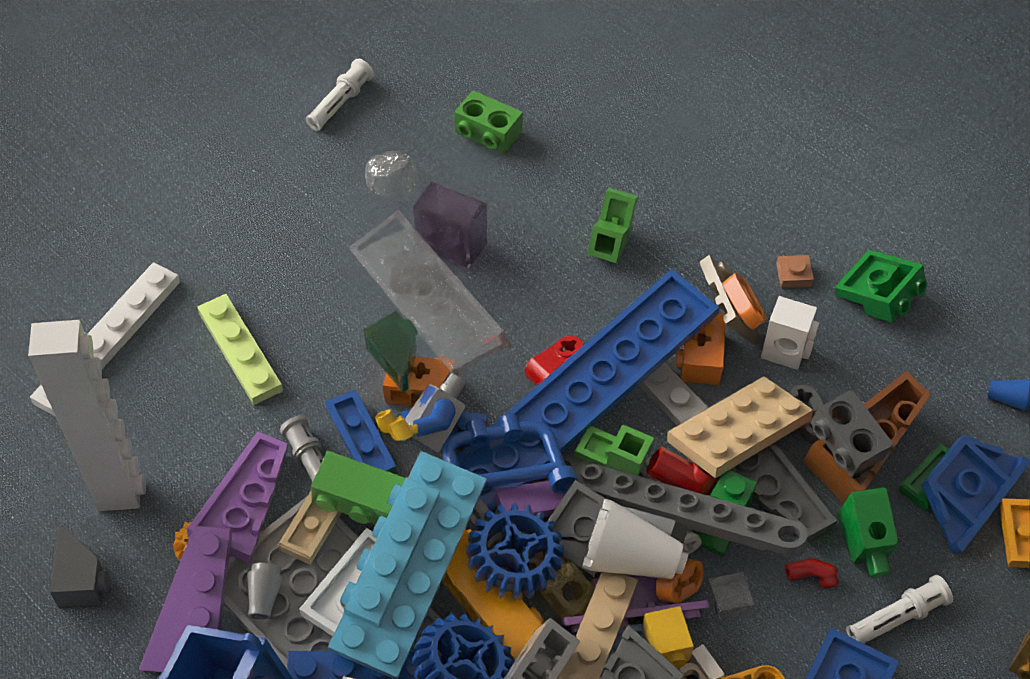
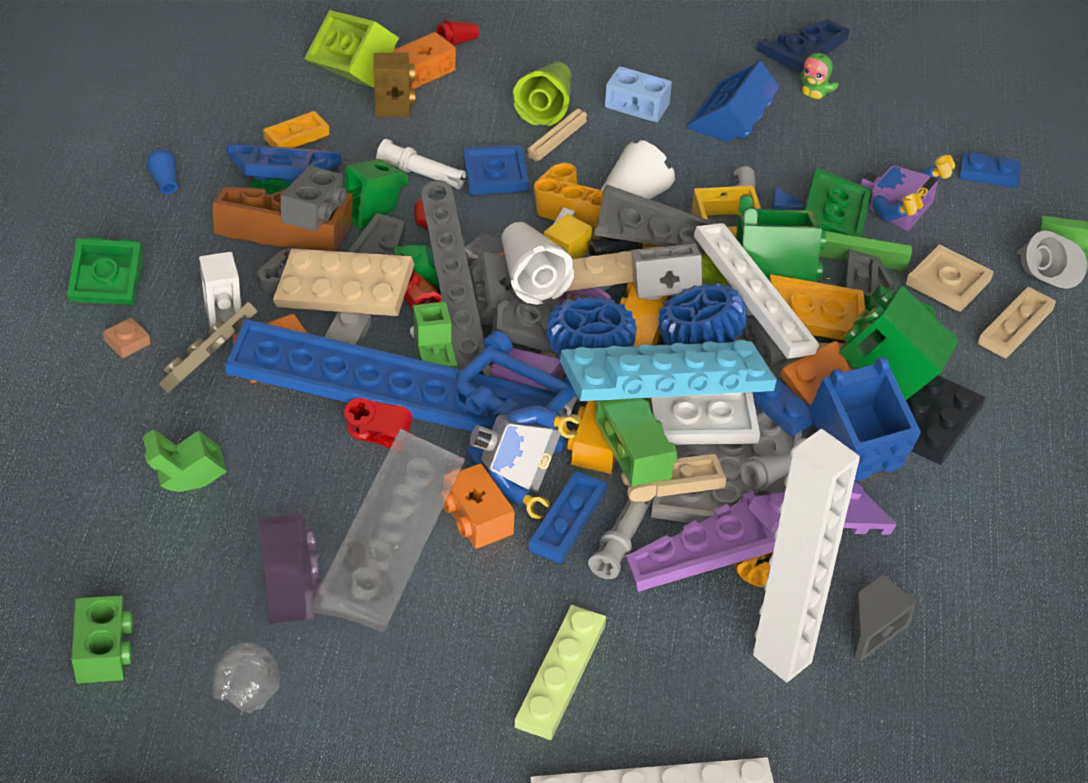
camera: 130 degrees left, 10 degrees down
(393, 347) = (477, 506): clear green slope -> none
(744, 301) = (216, 316): orange beam -> none

